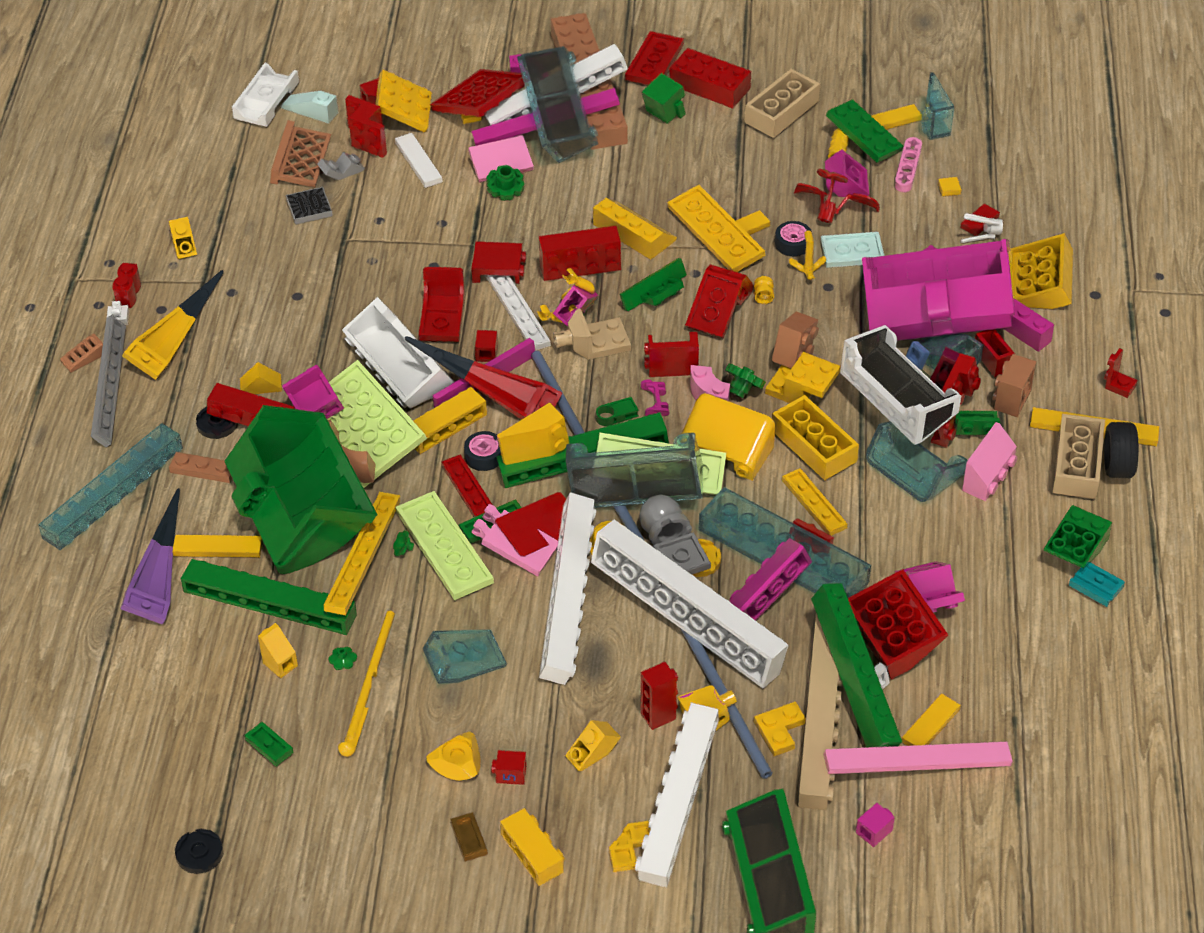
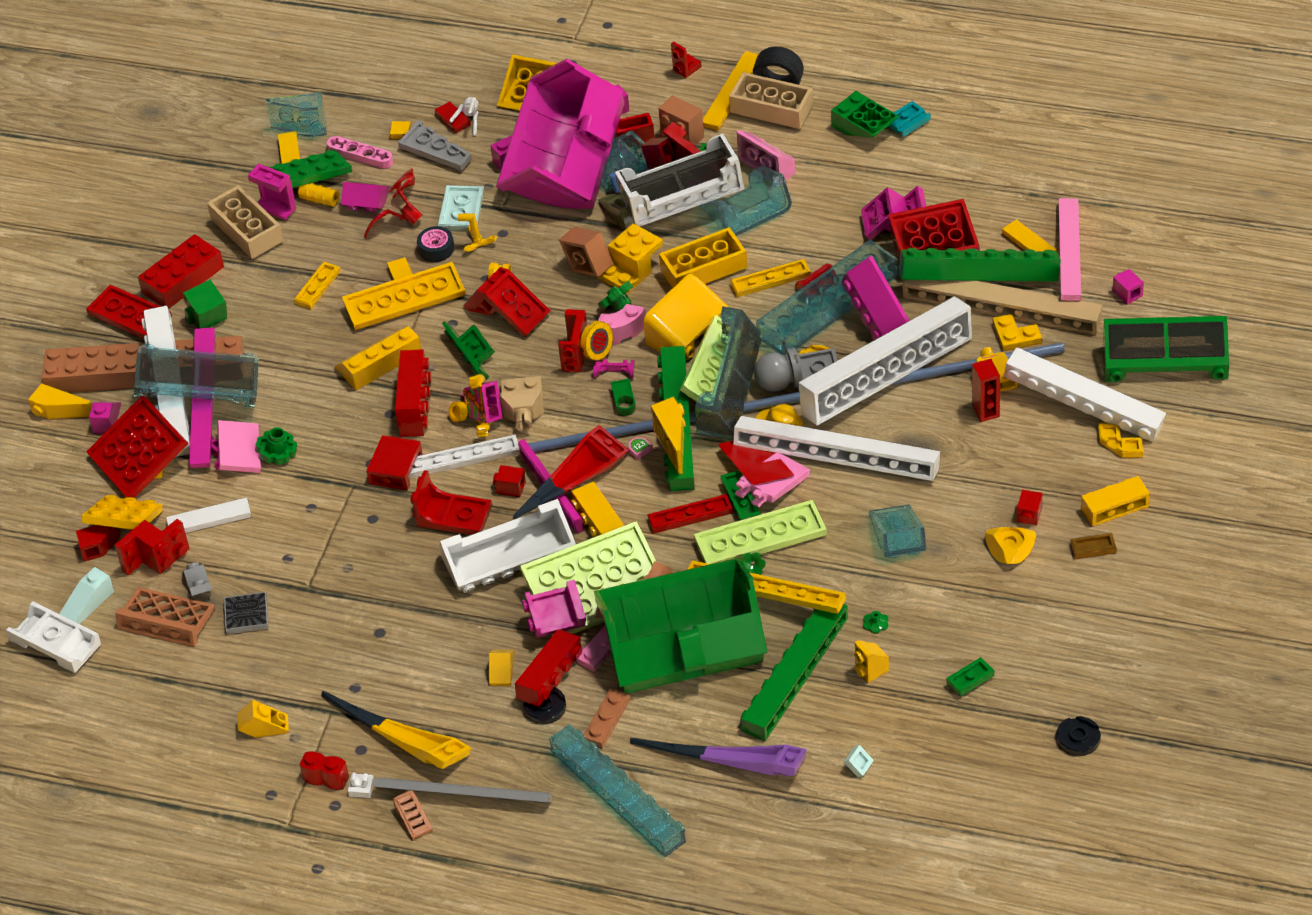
camera: 75 degrees left, 0 degrees up
(152, 663) = (858, 761): none -> light aqua plate
(217, 546) = (715, 709): yellow tile -> none
(349, 745) = (984, 619): yellow bar -> none
(482, 451) = (648, 495): wheel -> none
(534, 34) = (58, 404): none -> yellow slope
(592, 744) = (1016, 450): yellow slope -> none
(672, 369) = (597, 340): none -> yellow tile
(721, 171) = (317, 285): none -> yellow tile
(819, 97) = (274, 191): none -> dark pink panel
(930, 212) = (430, 145): none -> light grey wing

